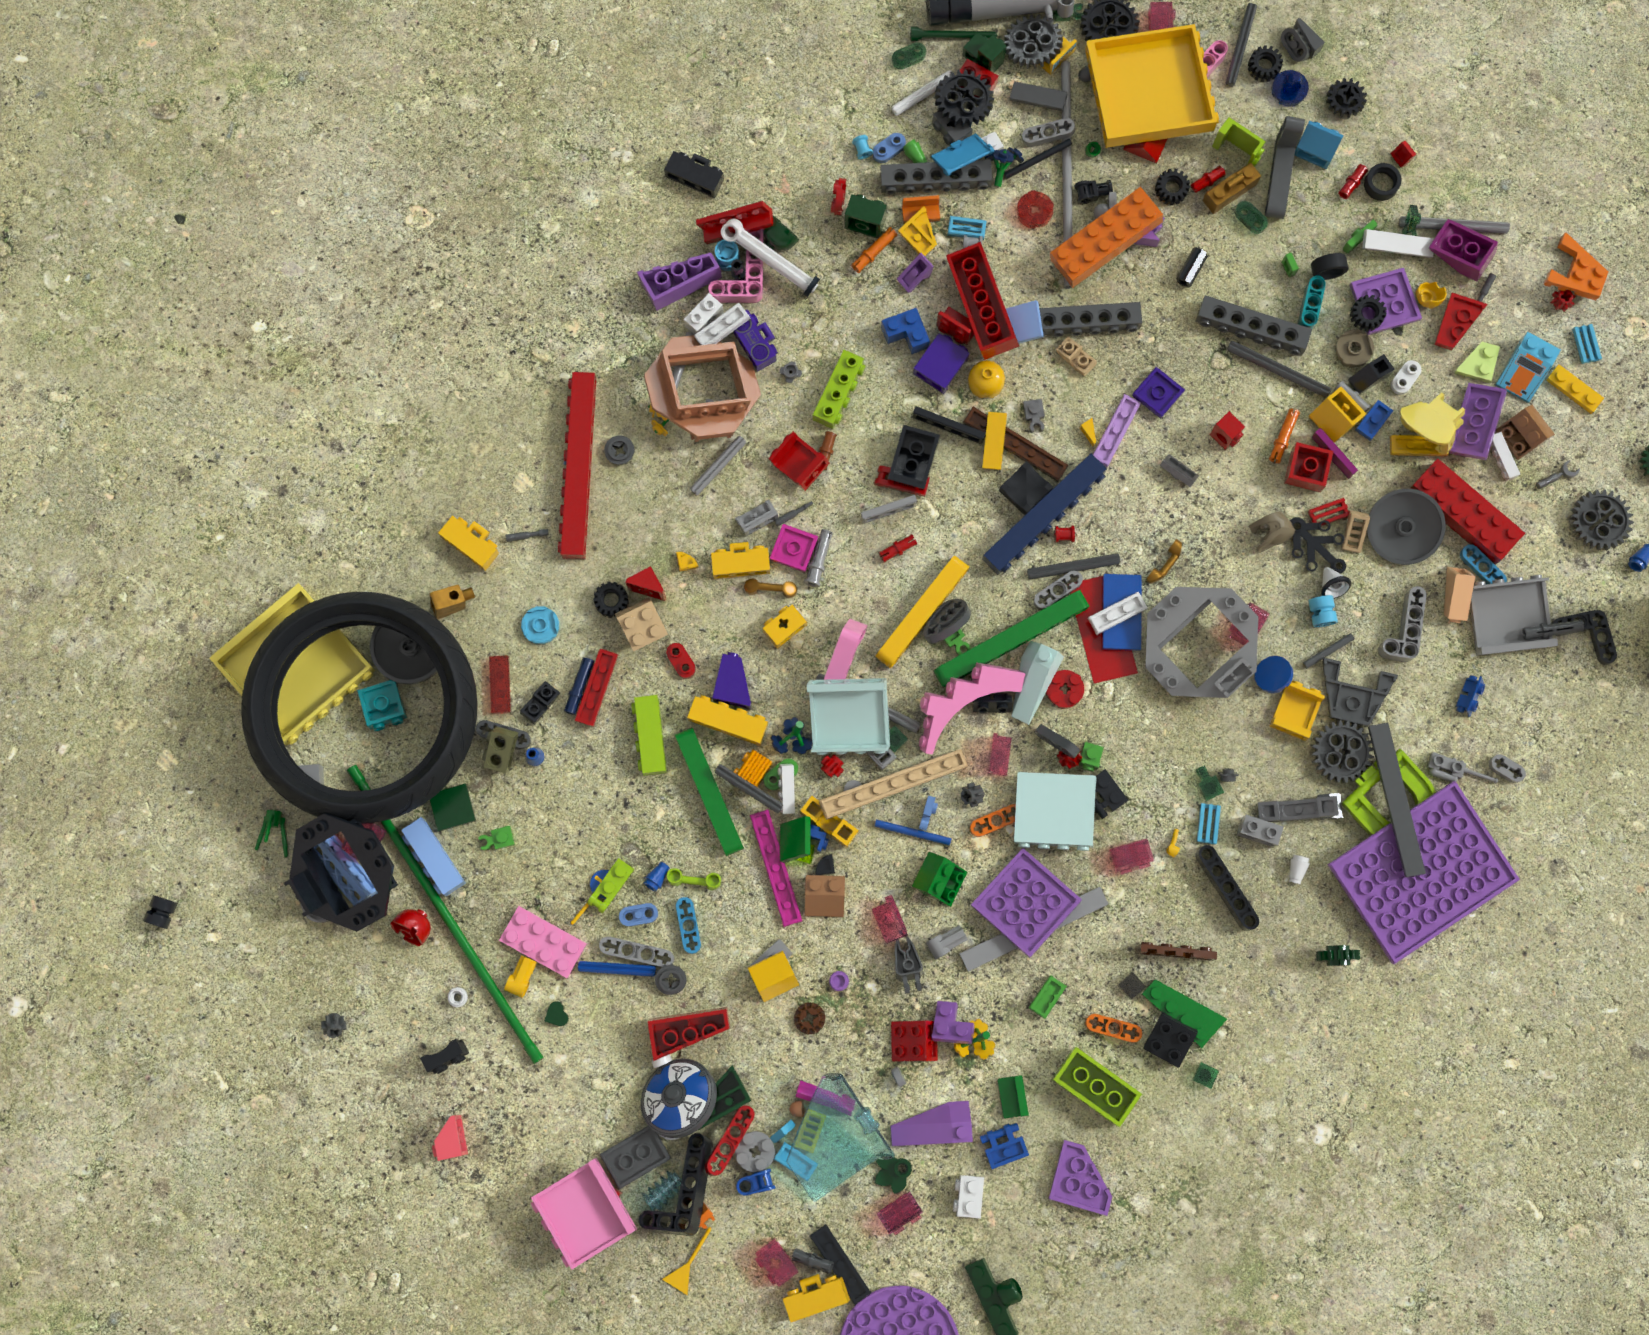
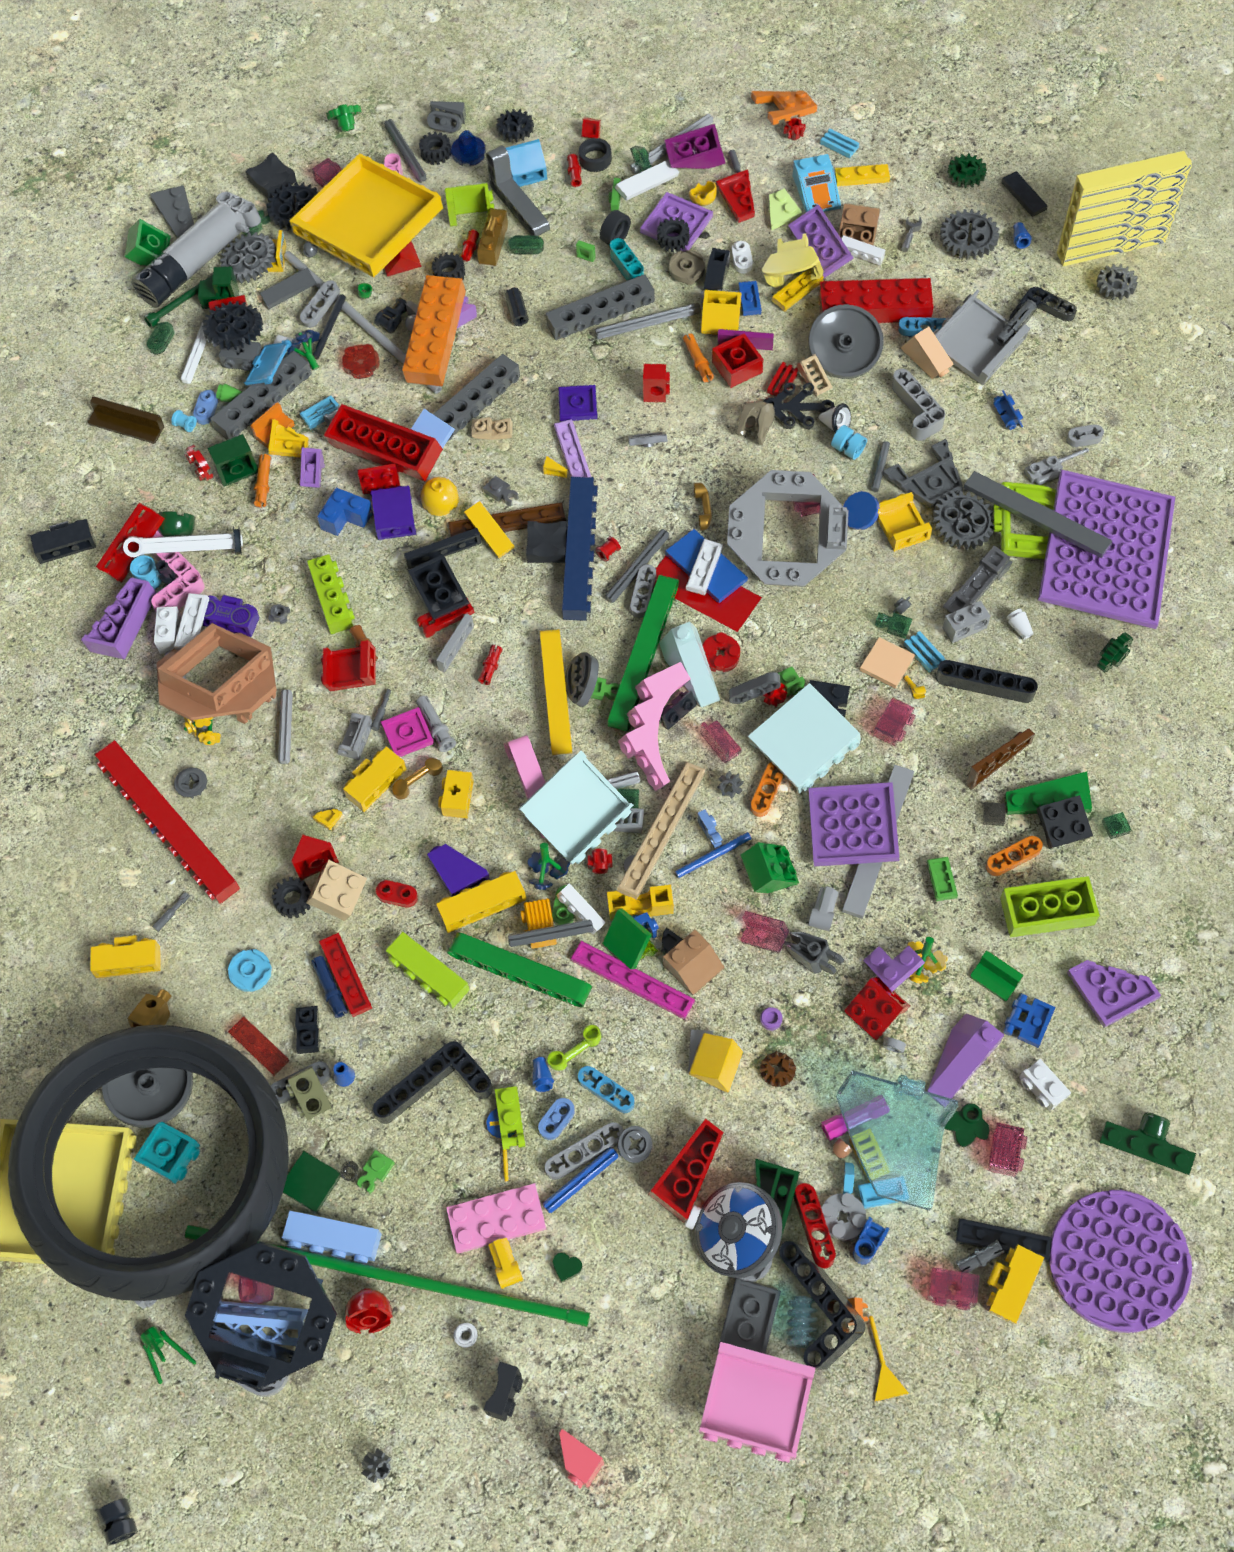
camera: 40 degrees left, 15 degrees down
(478, 824) = (344, 1170): none -> clear smoke hinge
(585, 812) = (431, 1079): none -> black beam
(822, 108) = (125, 420): none -> dark brown panel
(1174, 807) = (887, 662): none -> light nougat tile

